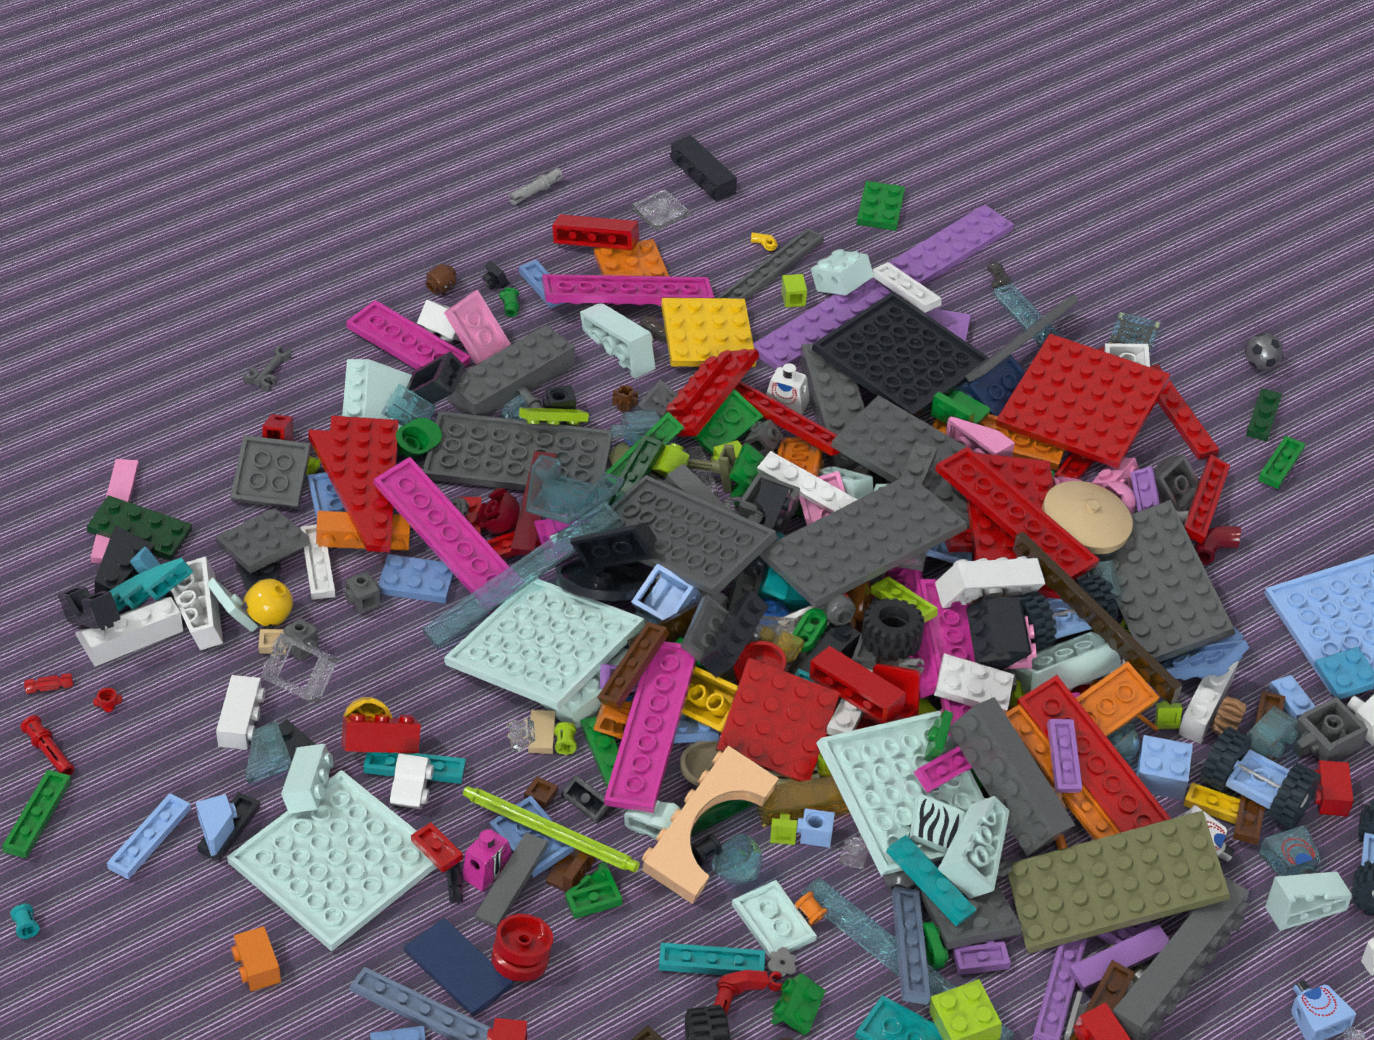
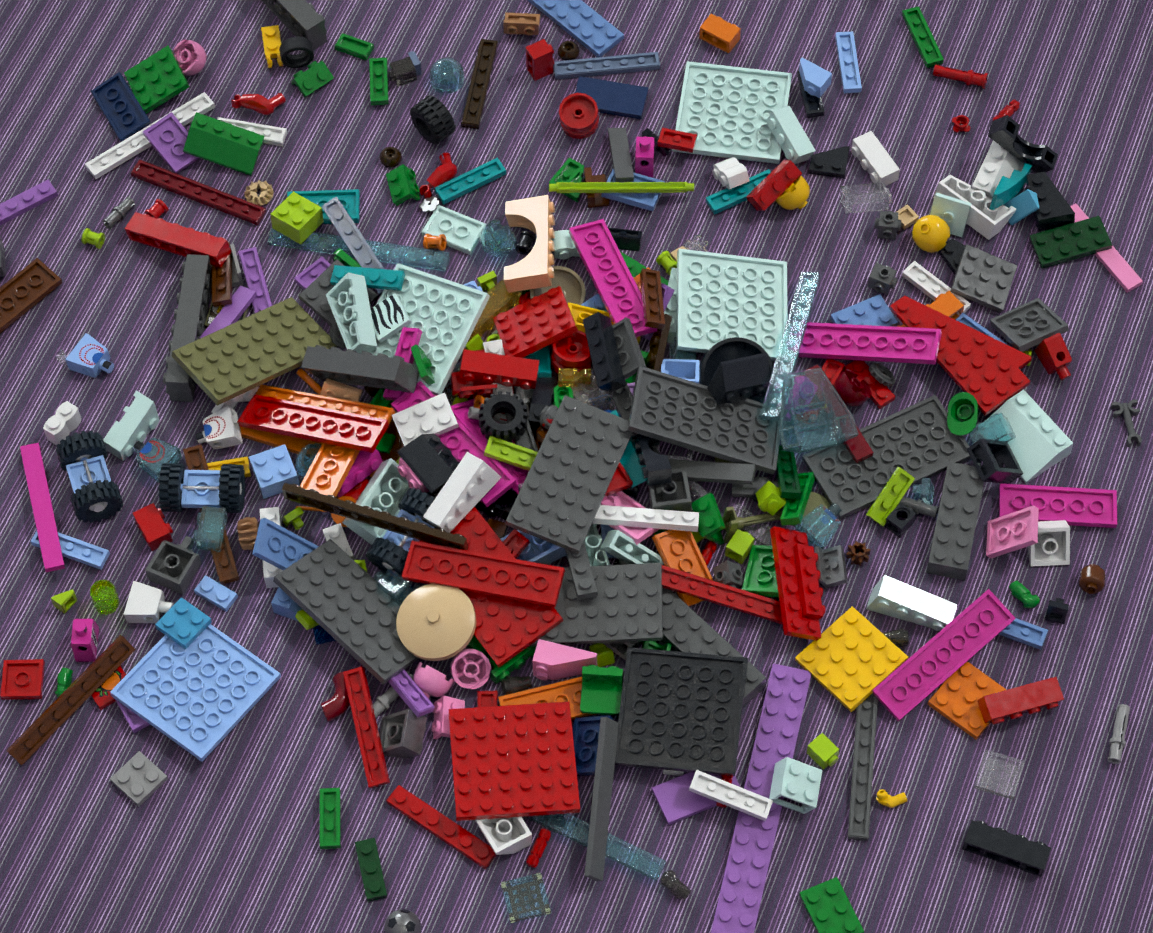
camera: 150 degrees right, 15 degrees up
(267, 753) = (832, 144): clear light blue wing -> none
(541, 791) = (652, 220): reddish brown plate -> none
(789, 388) = (745, 633): white torso -> none
(1064, 756) = (333, 402): medium lavender plate -> none

